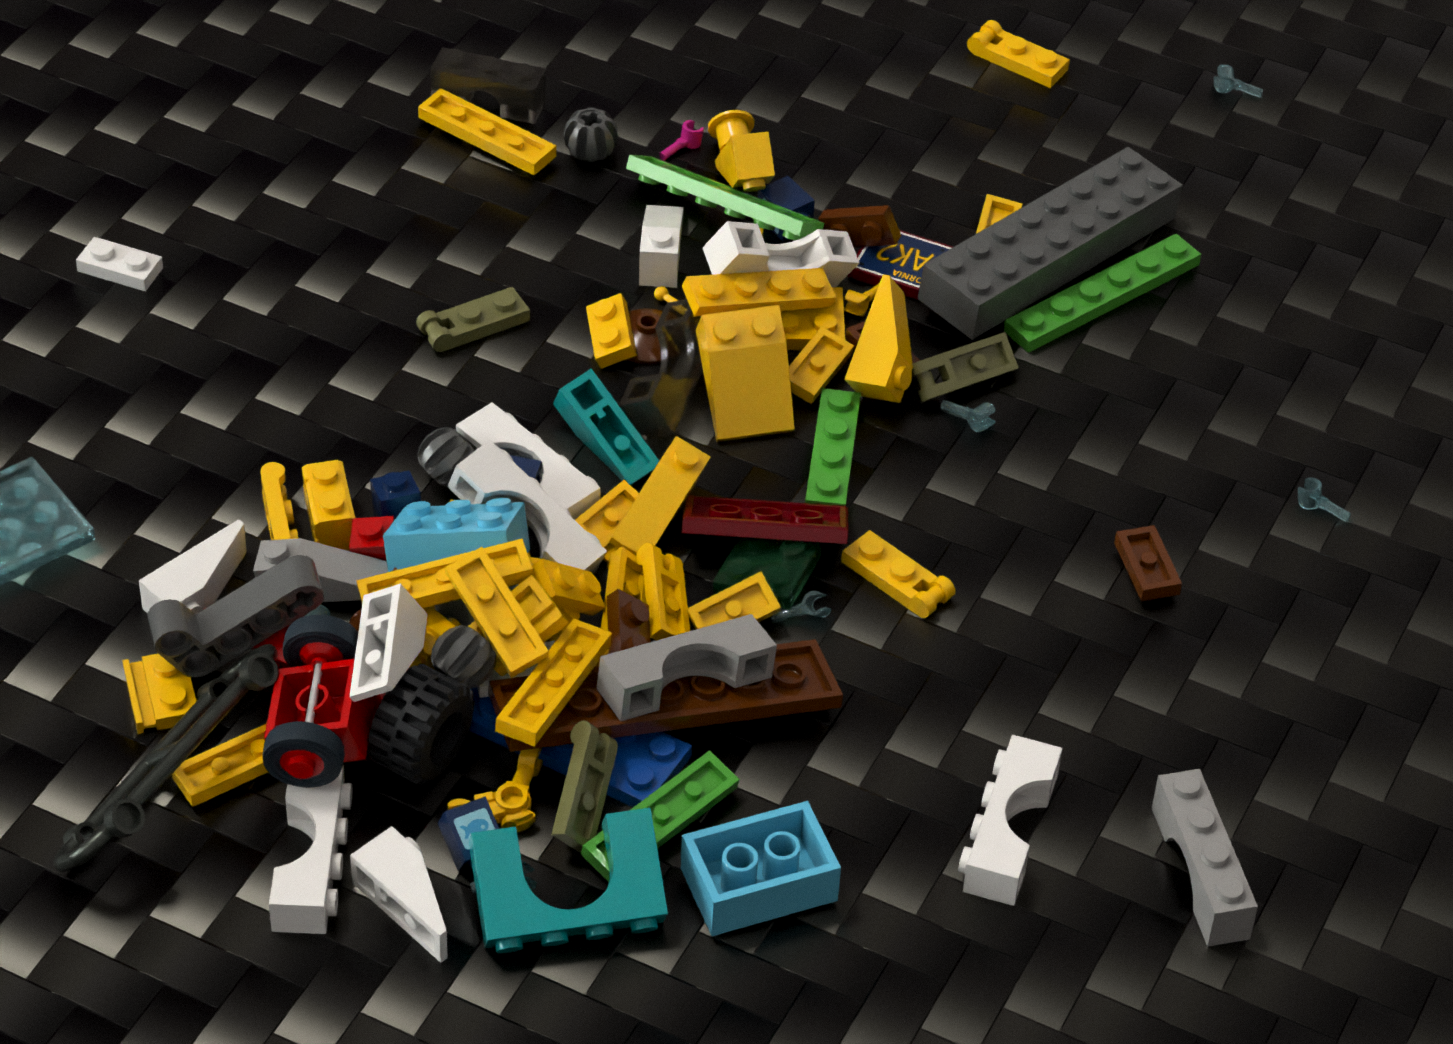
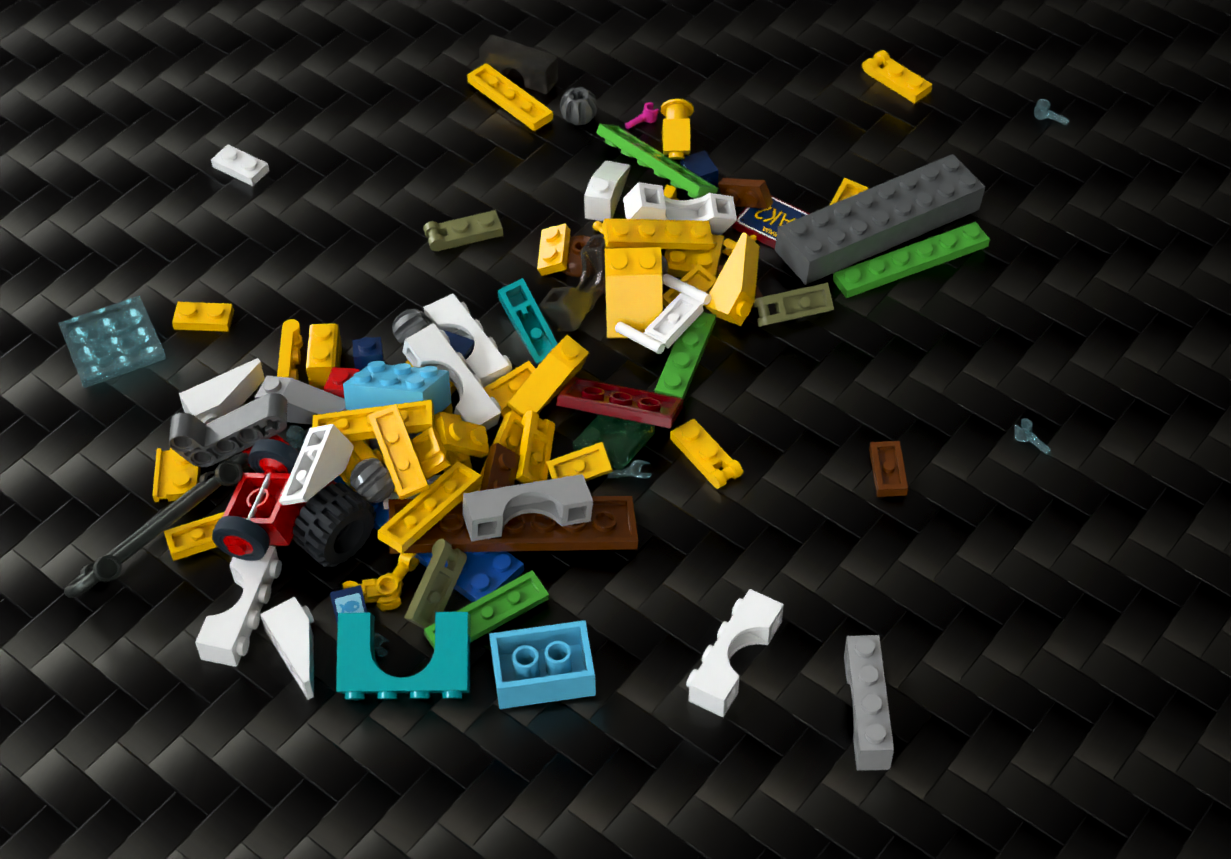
camera: 15 degrees right, 5 degrees up
(130, 476) = (203, 316): none -> yellow plate
(807, 405) = (672, 320): none -> white plate
(976, 417) = (795, 343): clear light blue hand -> none

